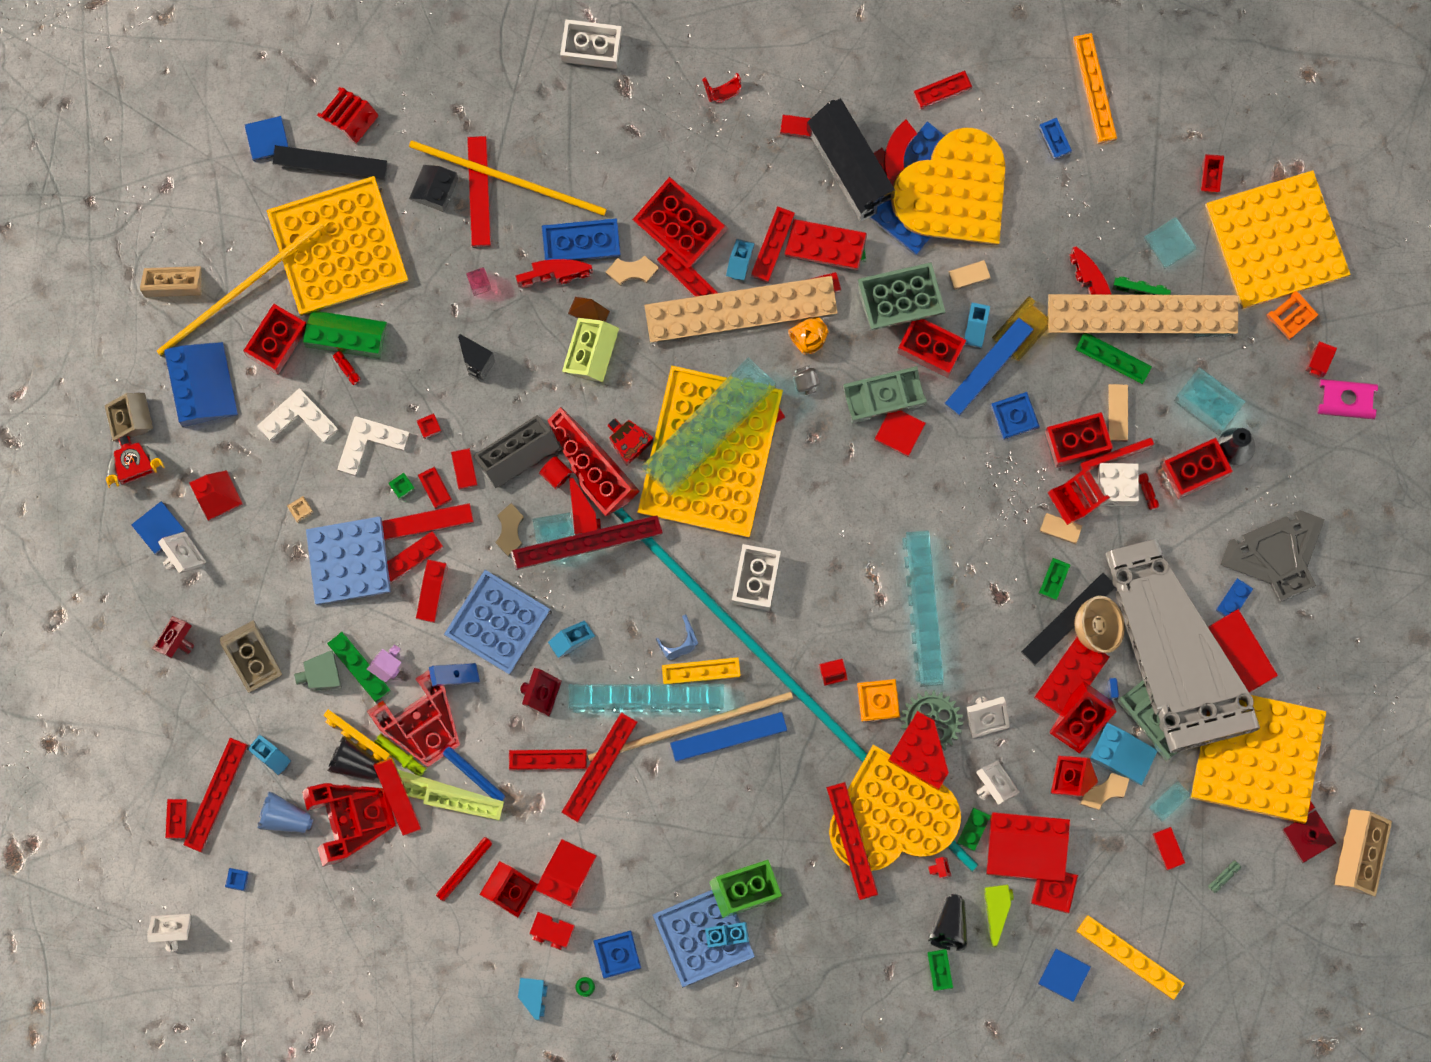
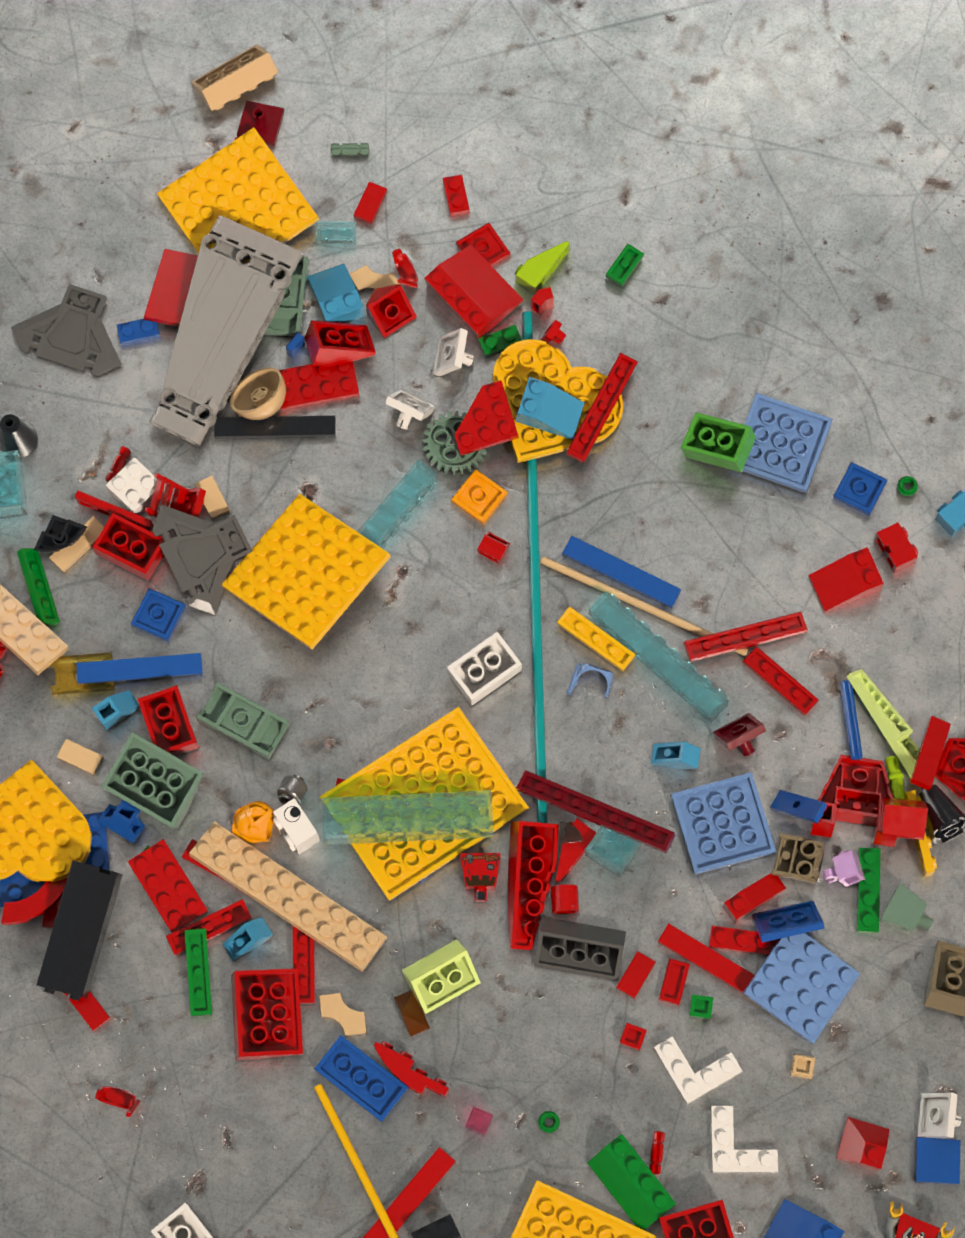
camera: 135 degrees left, 5 degrees down
(375, 729) = (903, 818): none -> red slope
(393, 591) = (777, 922): none -> blue tile
(423, 643) = (799, 858): none -> dark tan slope
(434, 318) = (541, 1121): none -> green plate
(464, 869) = (923, 655): red axle -> none
(476, 358) = (543, 1054): black slope -> none
(508, 889) = (903, 608): red slope -> none
(510, 521) = (636, 897): dark tan tile -> none
(592, 515) = (569, 833): none -> clear smoke tile
(727, 935) = (762, 424): dark azure slope -> none
(750, 208) = (198, 972): none -> green plate
(778, 355) = (297, 827): none -> white brick
(884, 801) = (549, 409): none -> dark azure slope
(896, 257) = (123, 820): none -> blue brick
(900, 432) = (259, 682): red tile -> none
(942, 532) = (306, 571): none -> yellow plate
(950, 925) = (585, 286): black cone -> none
(972, 885) = (542, 300): none -> red piece
(1026, 478) = (200, 553): none -> dark grey plate
(1054, 579) = (256, 464): green plate -> none
(1064, 975) = (535, 184): blue tile -> none
(1090, 820) = (405, 269): none -> red helmet
(1113, 912) = (456, 195): none -> red plate
(1130, 957) = (475, 155): yellow plate -> none
(1136, 405) = (59, 535): none -> black brick
(1197, 468) = (64, 444): red brick -> none

